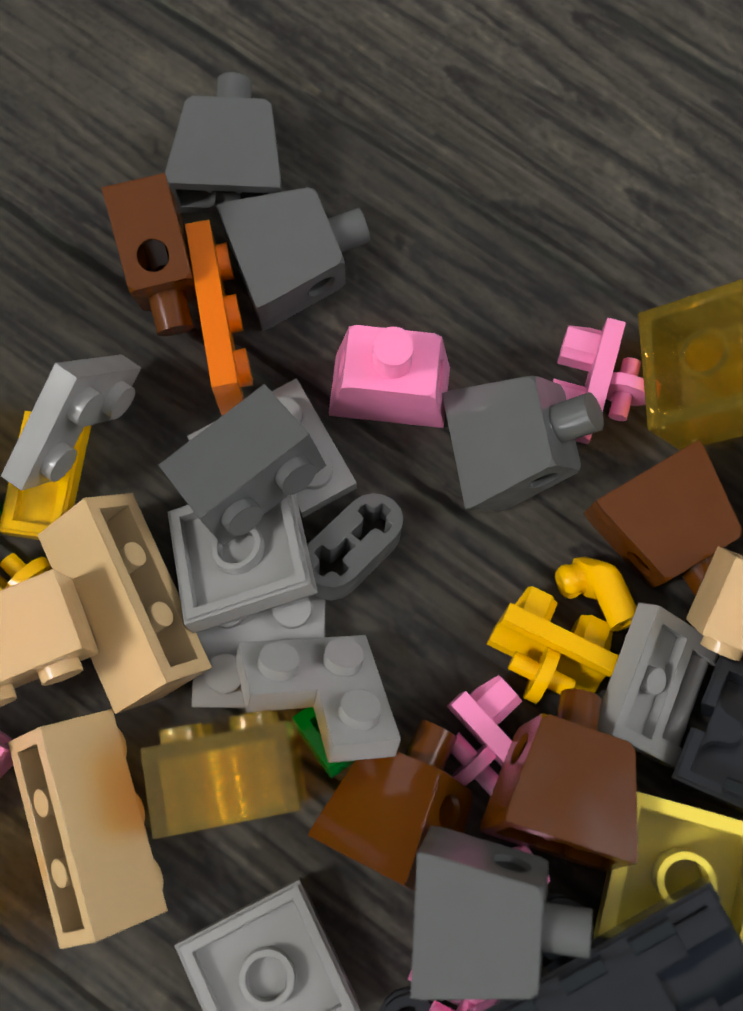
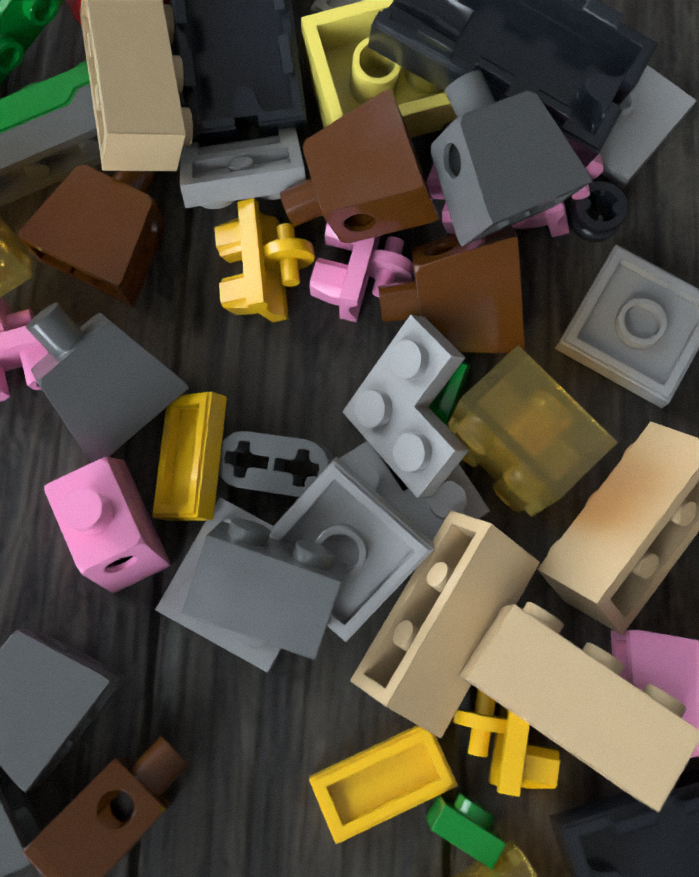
camera: 120 degrees left, 0 degrees up
(72, 398) = (305, 784): light grey plate -> none
(218, 315) = (136, 716): orange plate -> none
(405, 478) = (190, 458): none -> yellow tile
(599, 582) = (184, 254): yellow arm -> none

